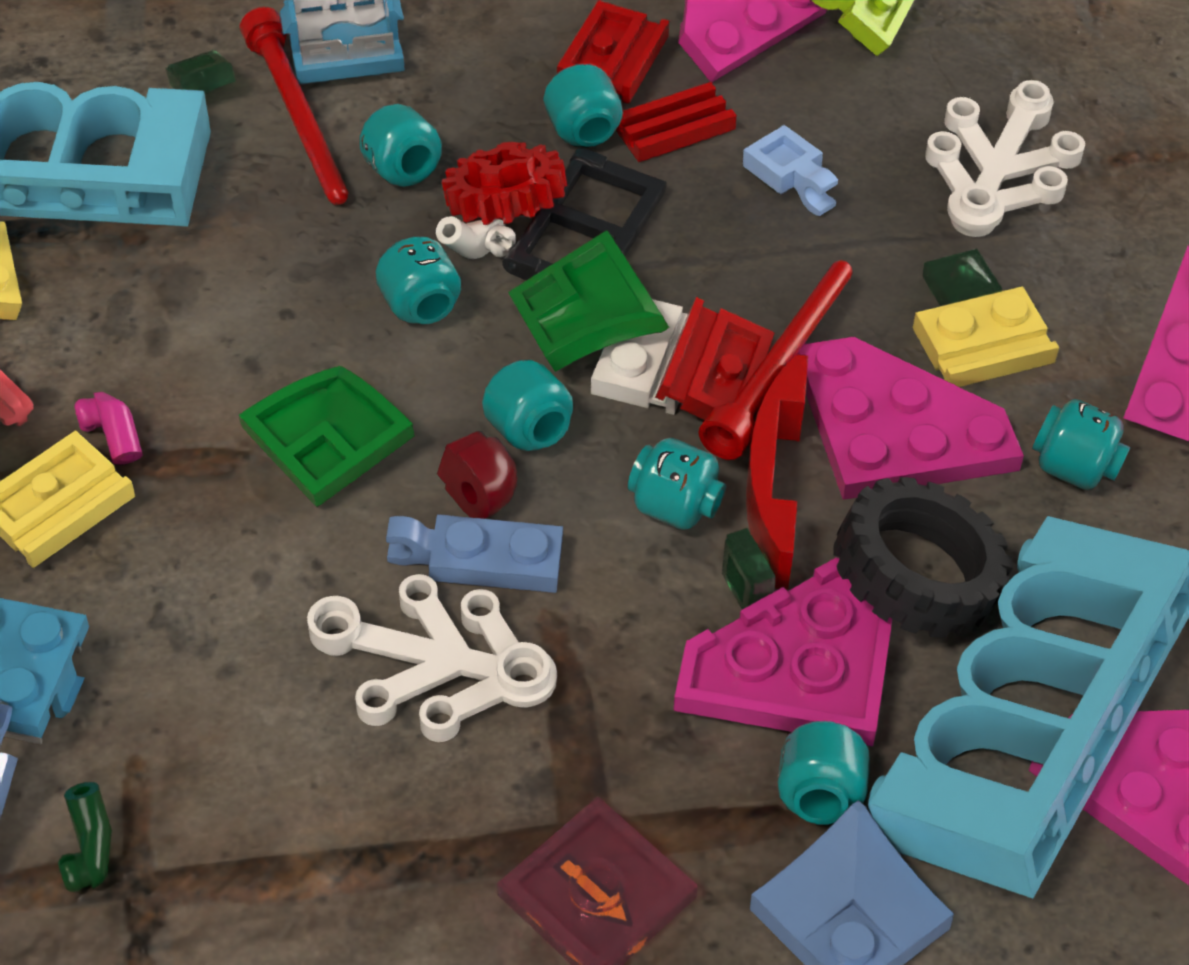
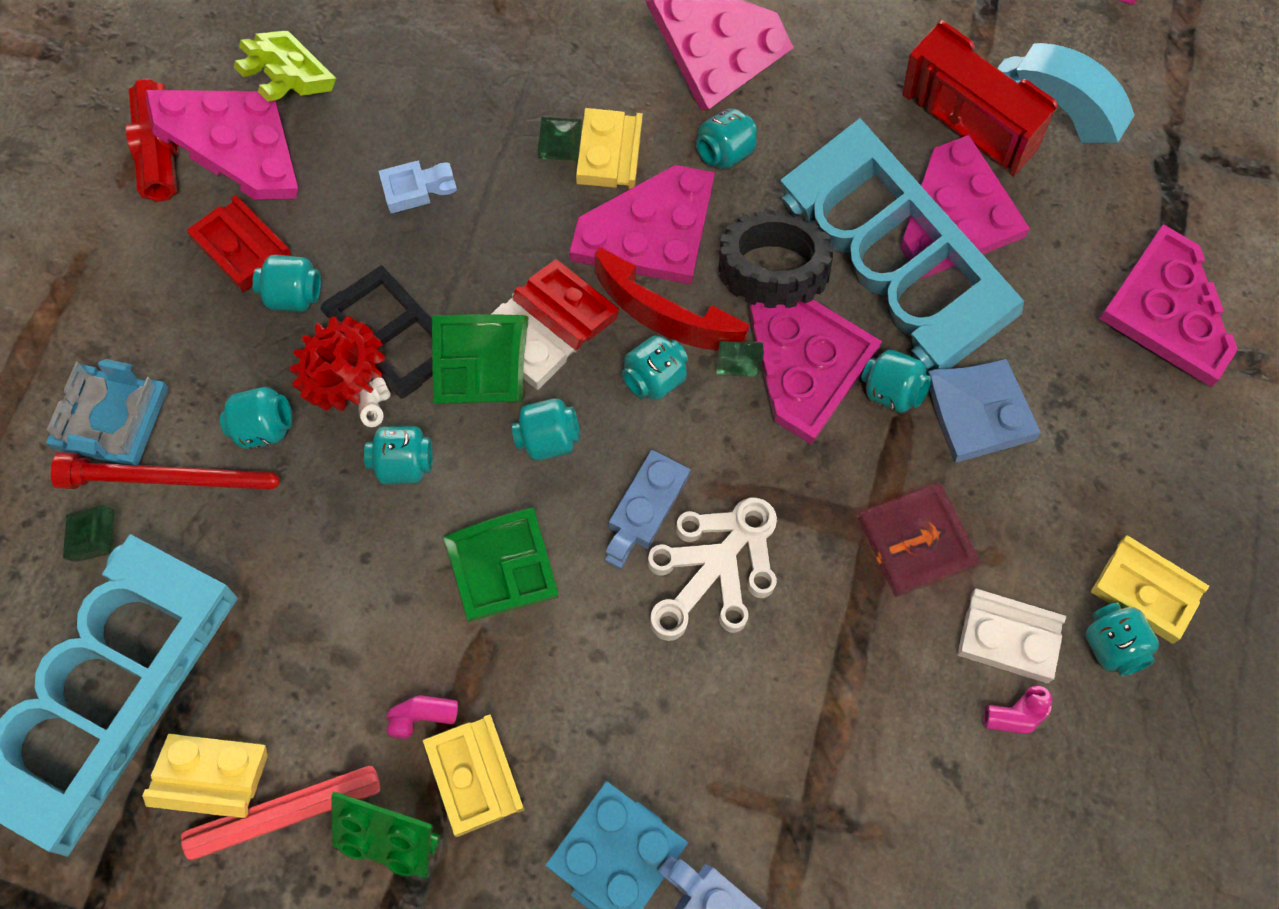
camera: 70 degrees left, 15 degrees up
(93, 837) = (776, 833): dark green arm -> none
(478, 474) = (588, 483): dark red piece -> none
(671, 115) = (327, 206): red tile -> none
(730, 426) = (629, 317): red piece -> none
(980, 205) = (434, 33): white plant -> none

